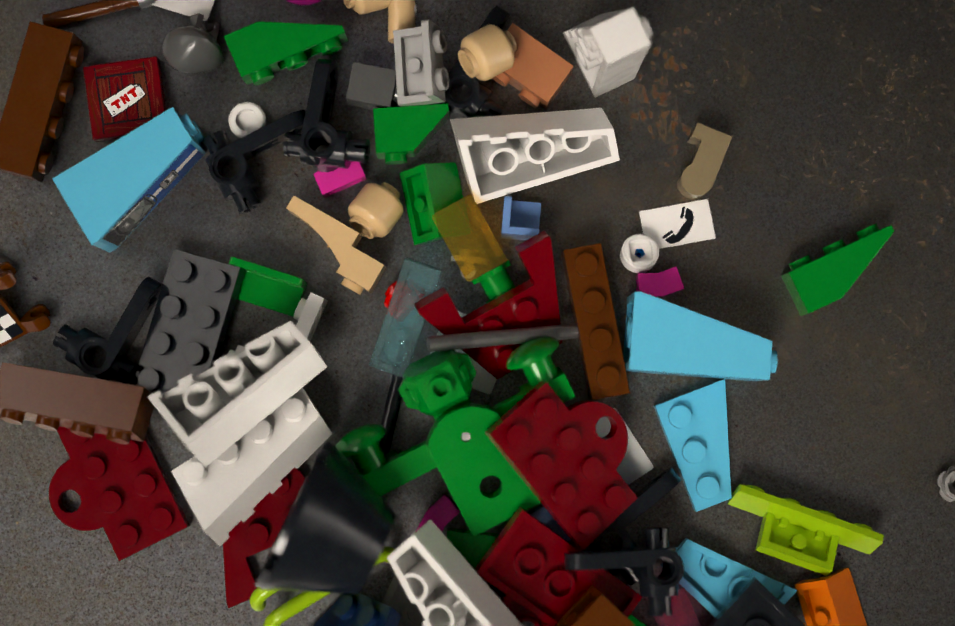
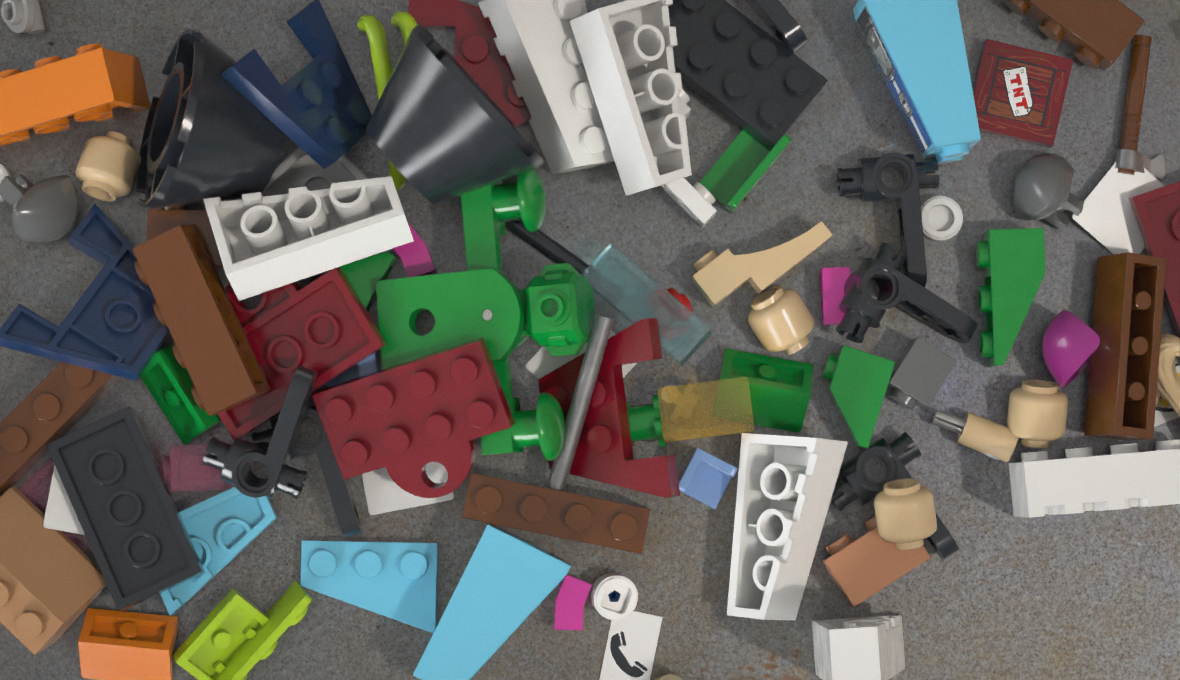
camera: 110 degrees right, 0 degrees up
(420, 64) = (922, 433): light grey bracket -> none

